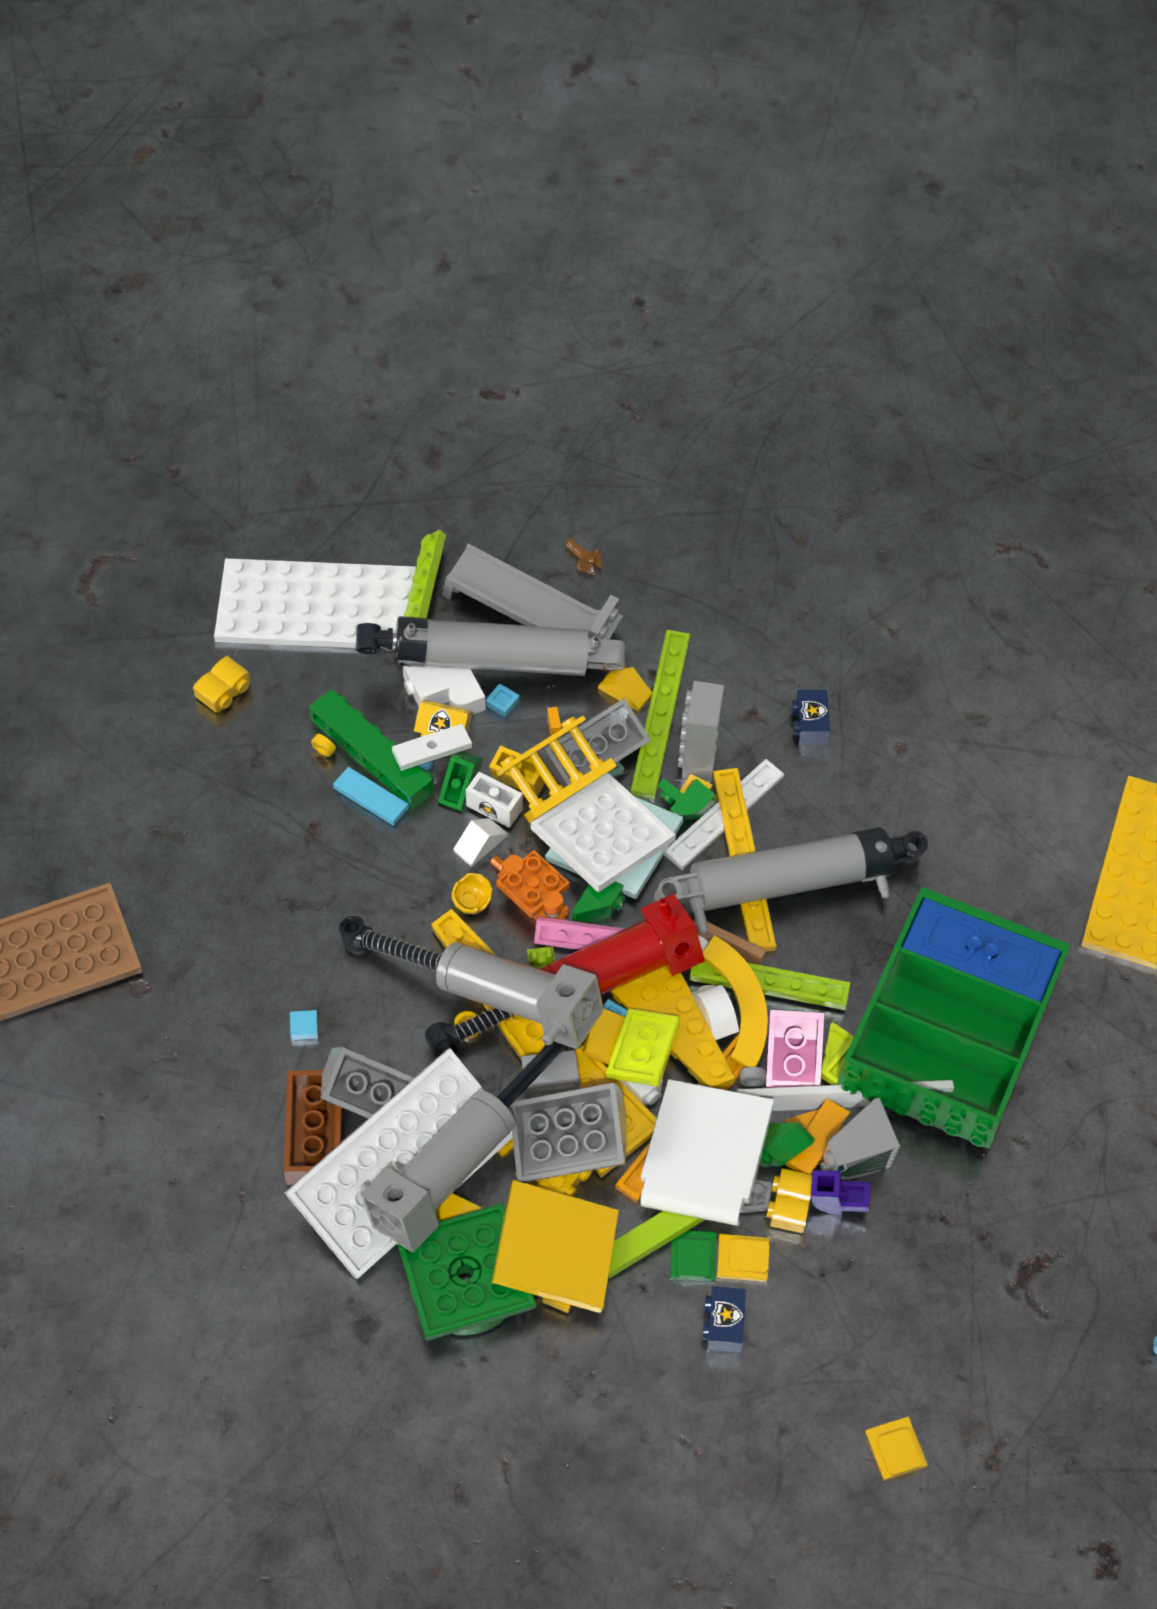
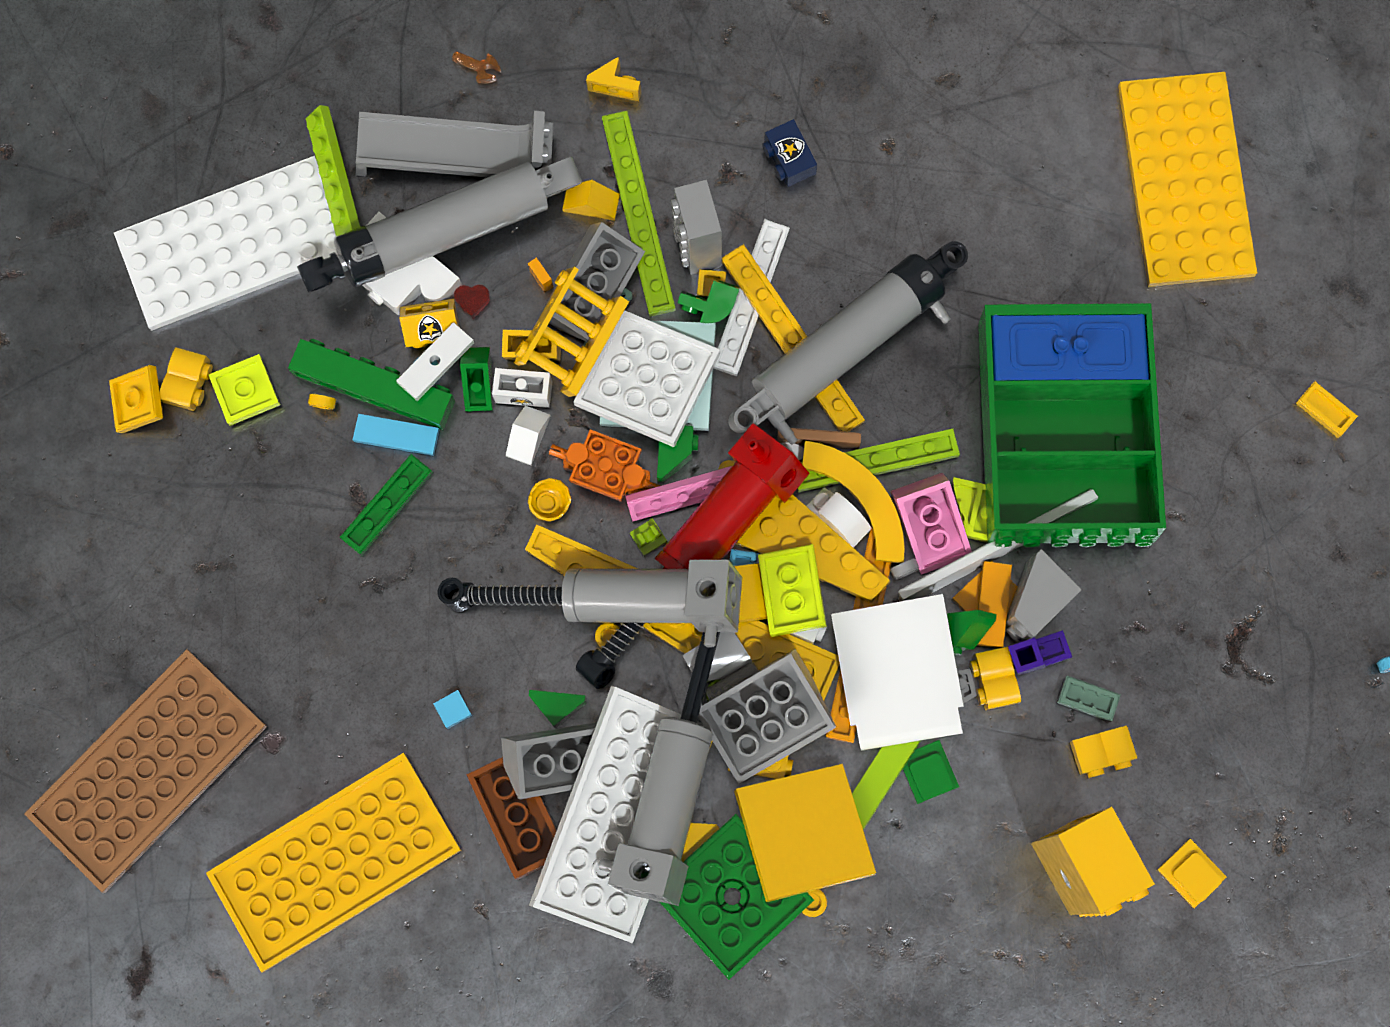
camera: 20 degrees left, 20 degrees up
(138, 1100) = (333, 862): none -> yellow plate
(174, 682) = (136, 399): none -> yellow tile
(265, 711) = (244, 389): none -> neon yellow plate
(334, 845) = (386, 504): none -> green tile
(396, 1055) = (557, 706): none -> green slope
(488, 721) = (472, 299): none -> clear red tile
(502, 700) = (475, 269): medium azure tile -> none
(535, 1319) = (818, 906): none -> yellow tile
(687, 607) = (606, 81): none -> yellow slope
(726, 1319) = (988, 825): dark blue brick -> none
(743, 1258) = (974, 753): yellow piece -> none
(799, 1365) = (1093, 864): none -> yellow piece
(861, 1303) = (1103, 751): none -> yellow brick
(868, 1254) = (1088, 698): none -> sand green plate

